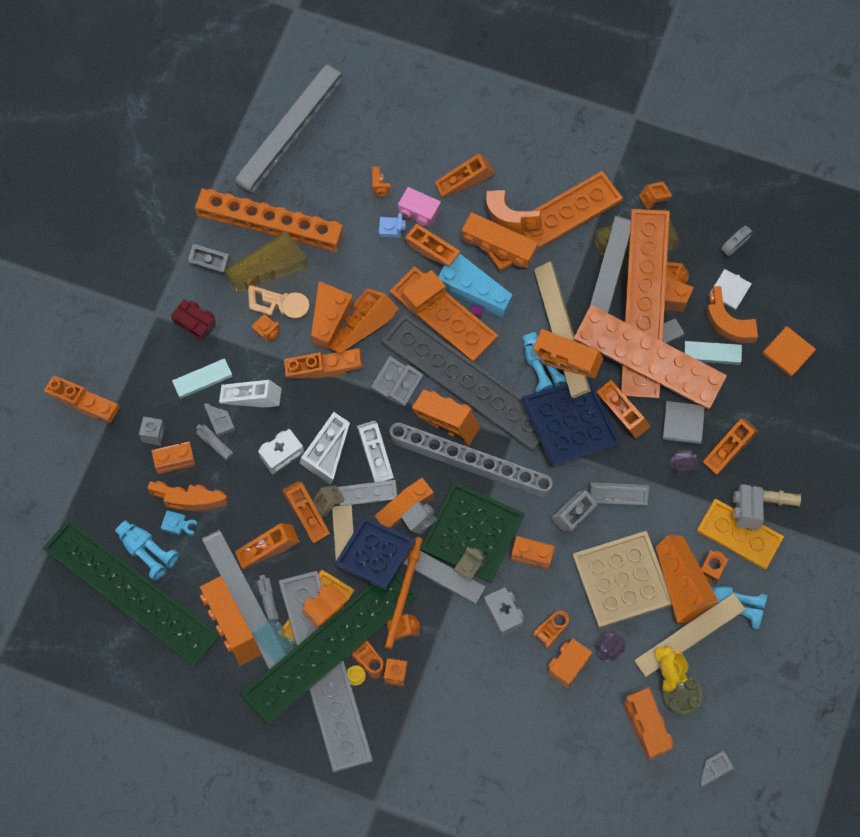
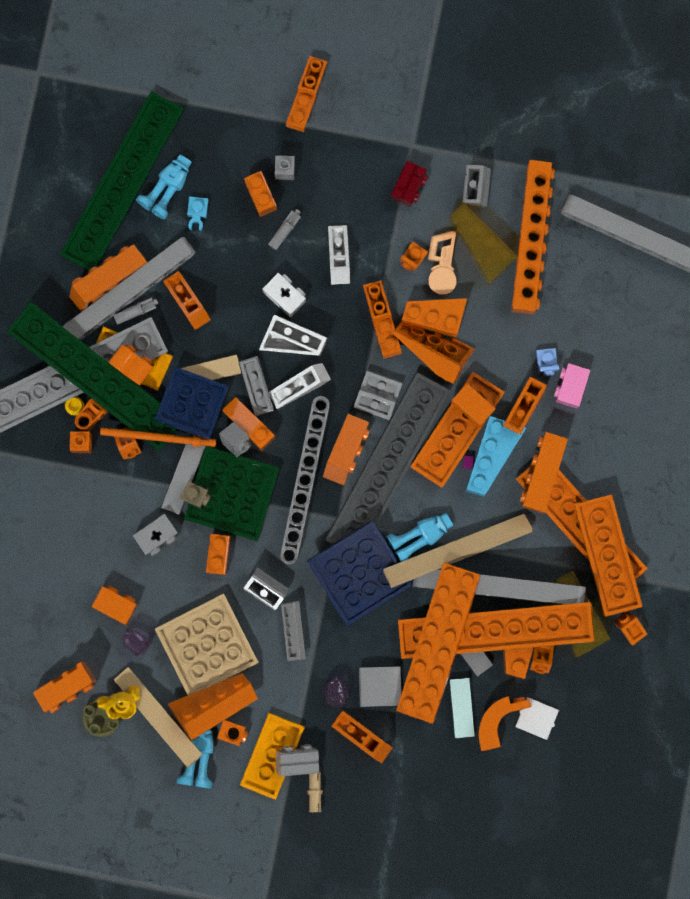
camera: 80 degrees right, 15 degrees up
(195, 498) = (224, 222): orange slope -> none
(202, 378) = (349, 205): light aqua tile -> none
(219, 419) = (309, 230): light grey tile -> none
(273, 640) = (91, 324): clear light blue bracket -> none
(305, 511) = (227, 329): orange slope -> none
(326, 499) = (241, 349): dark tan bracket -> none
(378, 187) = (595, 337): orange bracket -> none
(465, 176) = (616, 427): orange slope -> none
(508, 218) = (584, 465): orange arch -> none
(548, 631) = (143, 582): orange piece -> none
(567, 354) = (421, 559): orange wedge -> none
(586, 198) = (608, 555): none -> orange plate
(623, 409) = (381, 624): orange slope -> none
(715, 768) = (36, 756): light grey tile -> none
(737, 240) = (591, 719): light grey piece -> none
(789, 351) = (476, 786): orange tile -> none

